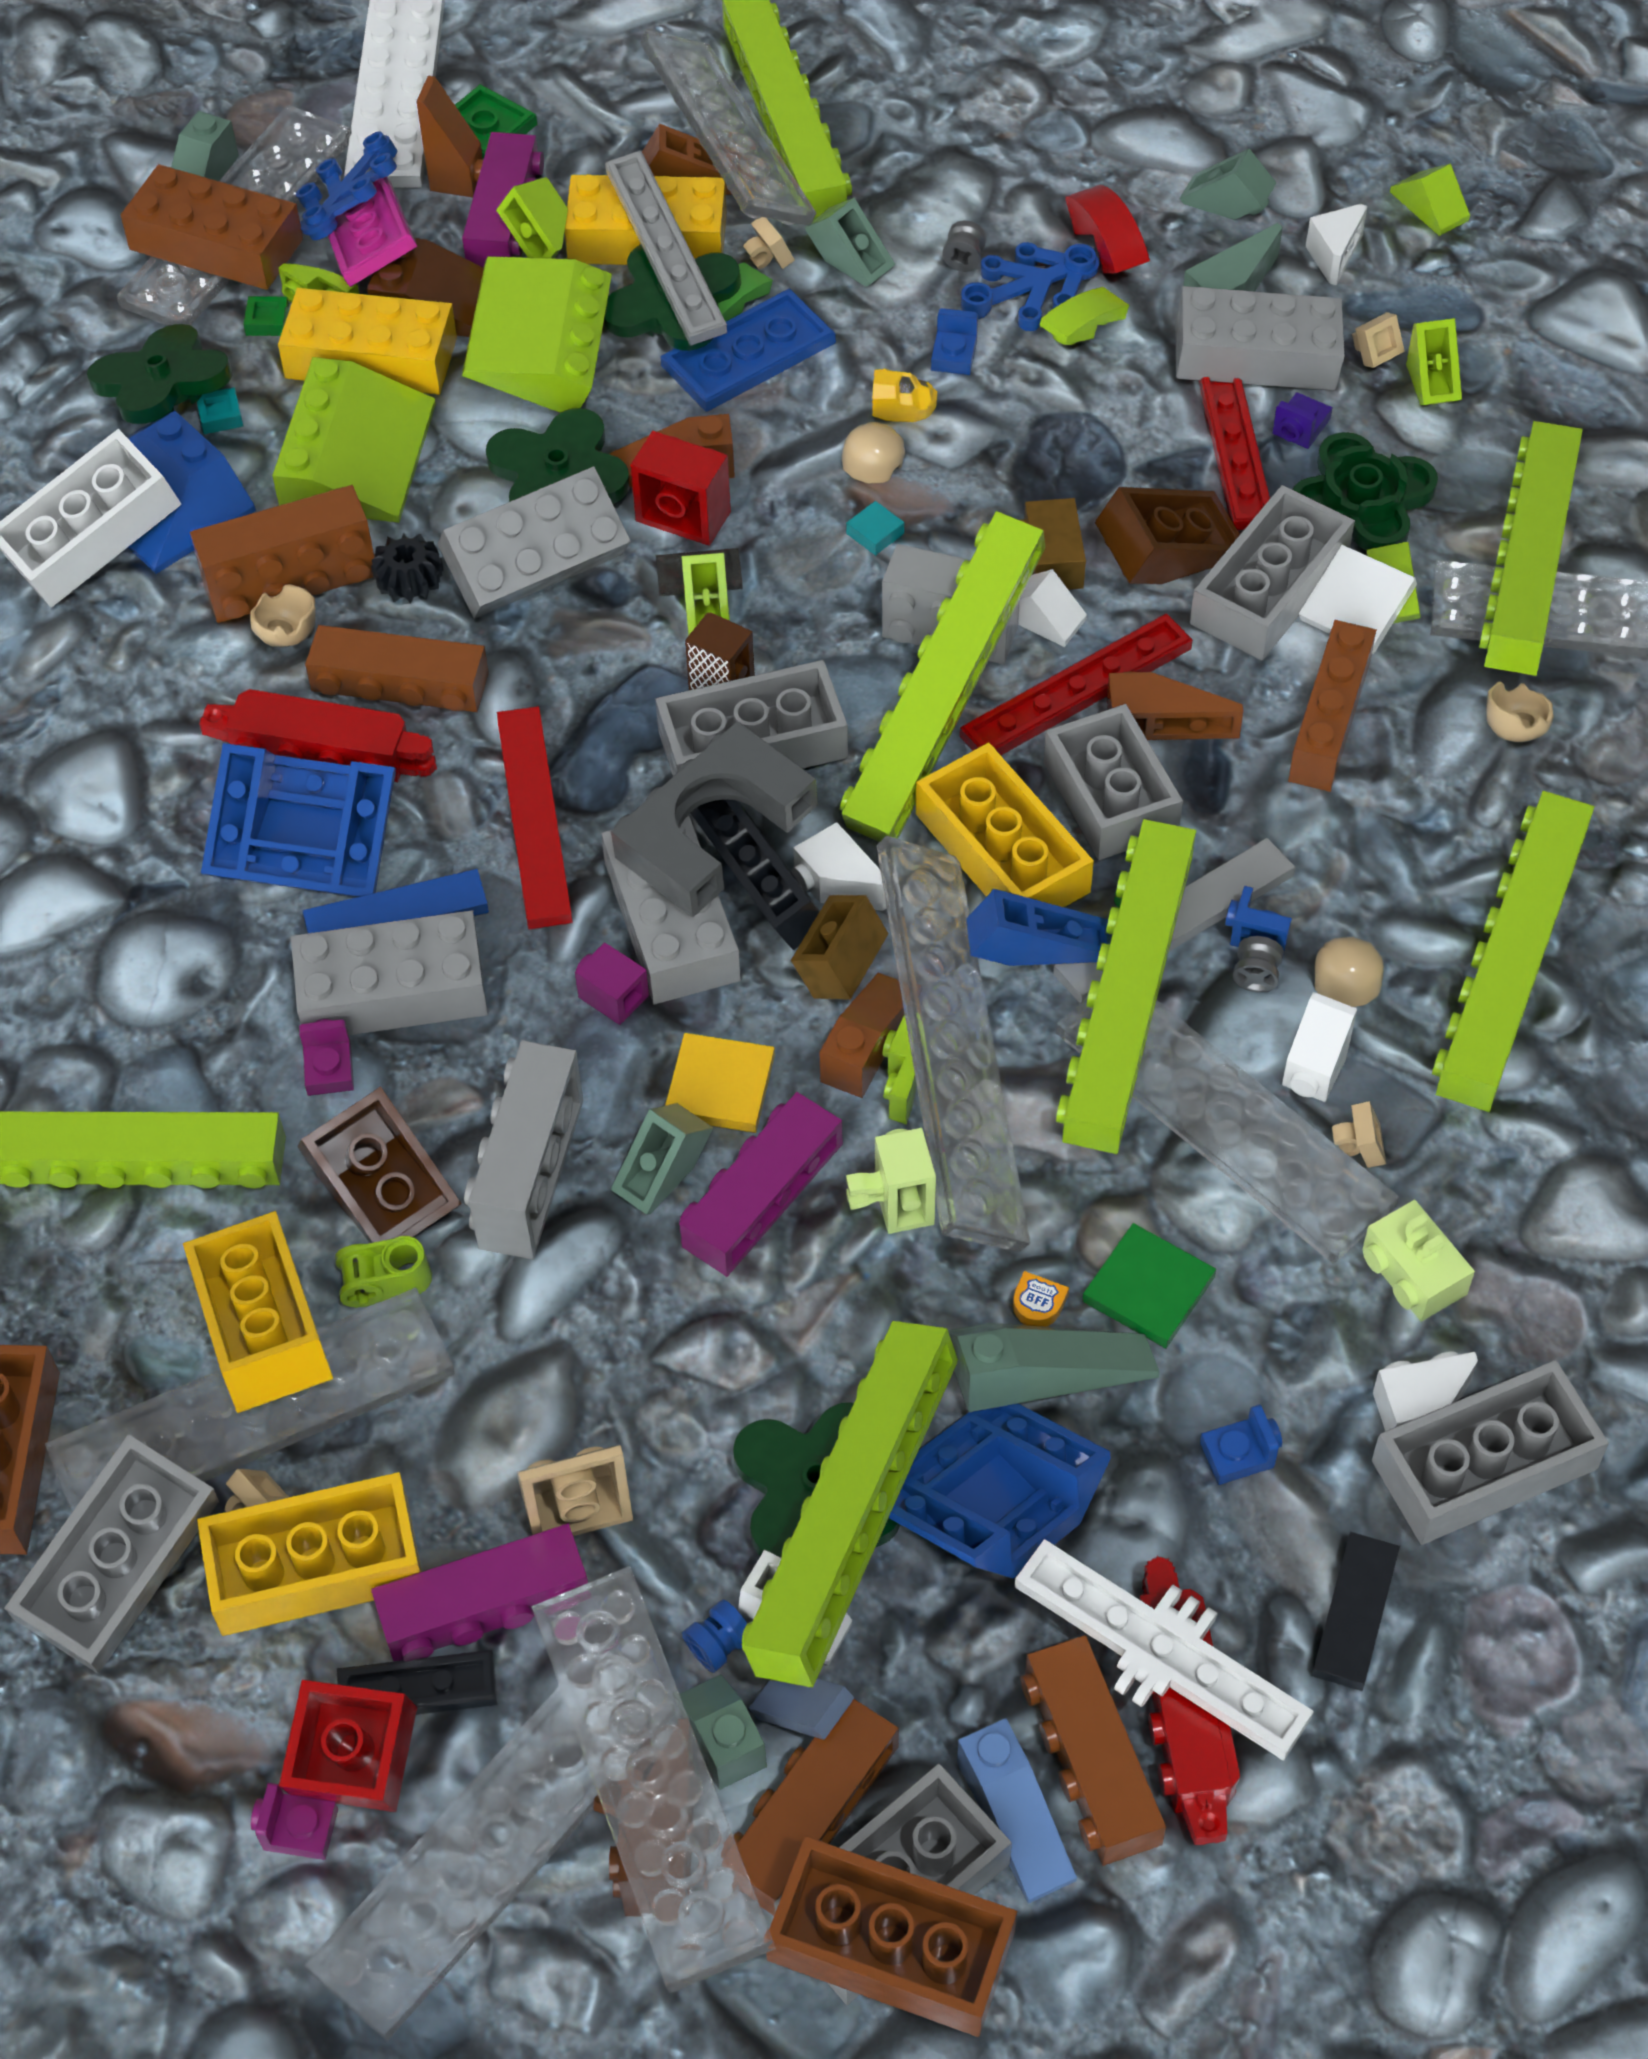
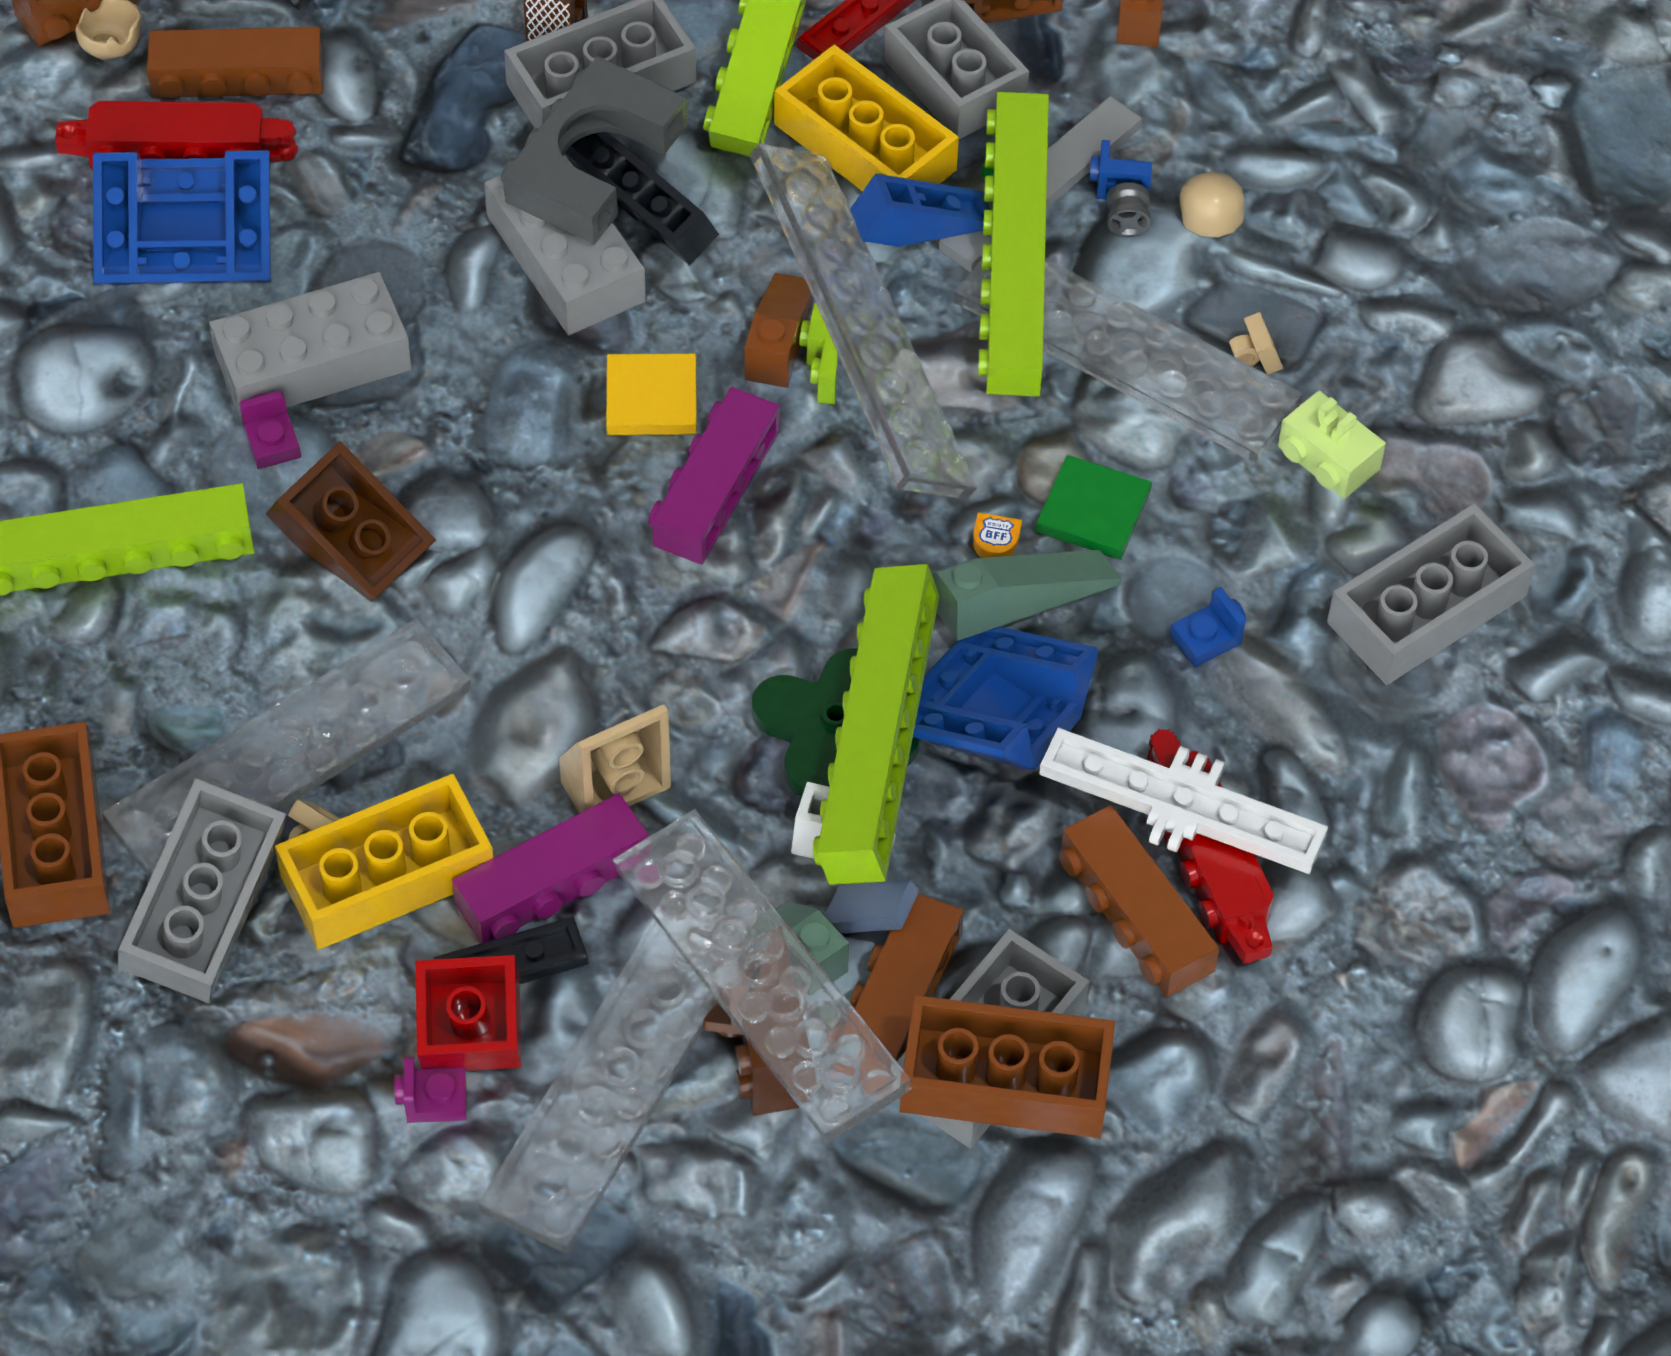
camera: 15 degrees left, 0 degrees up
(256, 1312) = (277, 659): yellow brick -> none
(379, 1270) = (378, 608): lime piece -> none
(423, 899) = (325, 270): blue tile -> none
(524, 1149) = (487, 478): light grey brick -> none
(534, 818) = (407, 182): red tile -> none
(611, 983) = (526, 320): magenta brick -> none
(661, 1156) = (615, 467): sand green slope -> none
(716, 1635) = (780, 864): blue wheel -> none
(837, 866) = (720, 185): white slope -> none
(839, 947) = (737, 252): pearl gold brick -> none
(901, 1181) = (849, 450): yellowish green brick -> none
(1013, 1800) = (1067, 934): medium blue slope -> none
(1319, 1047) = (1203, 272): white slope -> none
(1356, 1611) = (1341, 749): black tile -> none
(1413, 1390) = (1351, 552): white slope -> none
(1514, 952) = (1359, 162): lime brick -> none

